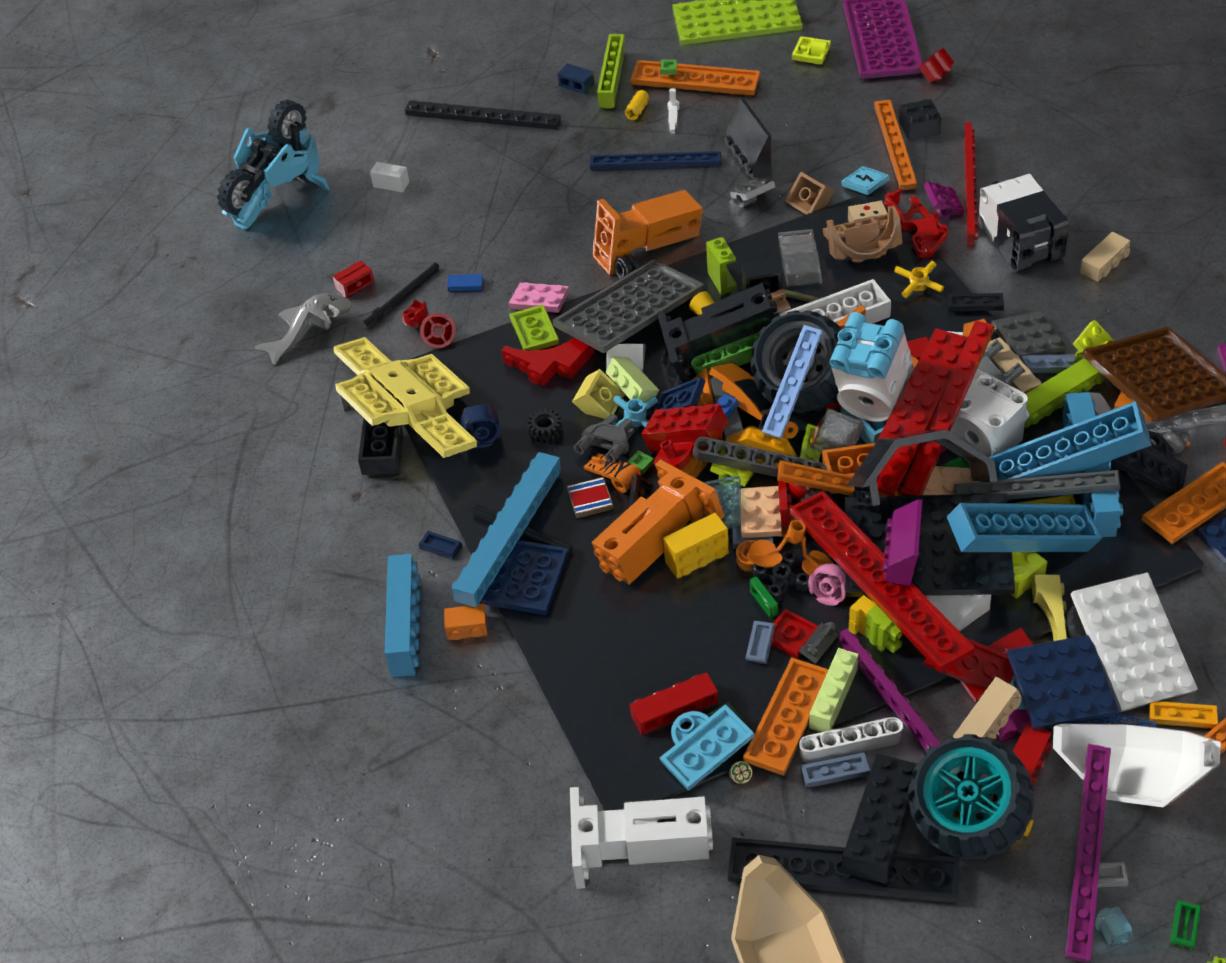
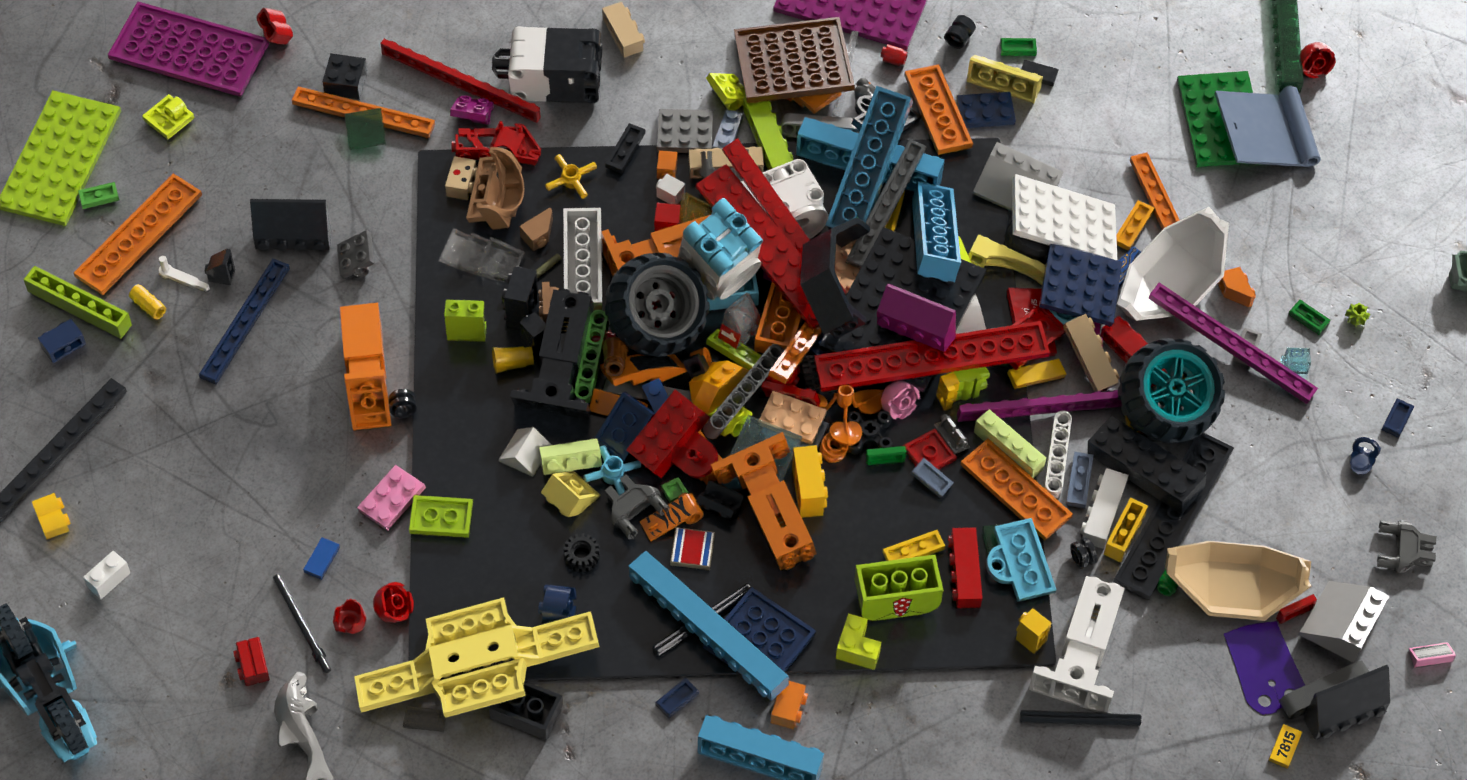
camera: 75 degrees left, 10 degrees up
(425, 132) = (50, 515): none -> yellow brick
(543, 364) = (499, 522): red arch -> none
(545, 642) = (855, 647): none -> neon yellow brick
(560, 865) = (1072, 717): none -> black axle
(610, 645) = (898, 587): none -> lime brick
(624, 777) = (1033, 630): none -> yellow brick
(628, 305) = (469, 420): dark grey plate -> none
(668, 67) = (114, 248): bright green plate -> none
(673, 655) = (915, 547): none -> yellow plate
(690, 127) = (220, 268): none -> black slope
(715, 46) = (98, 195): none -> bright green plate
(734, 360) = (614, 355): none -> reddish brown plant
(740, 772) = (1052, 548): tile -> none
(746, 799) = (1083, 553): none -> black wheel
(792, 381) = (694, 318): light blue plate -> none
(793, 826) = (1125, 530): none -> yellow brick
(809, 194) = (392, 212): medium nougat slope -> none
(812, 802) = (1104, 508): none -> white brick
(847, 277) = (537, 230): none -> medium nougat slope
(865, 180) = (400, 158): medium azure tile -> none
(877, 149) = (365, 129): none -> clear green tile
(938, 690) = (1037, 373): none -> yellow tile
(1171, 584) = (1002, 165): none -> light grey slope
(1171, 833) = (1236, 287): none -> orange slope

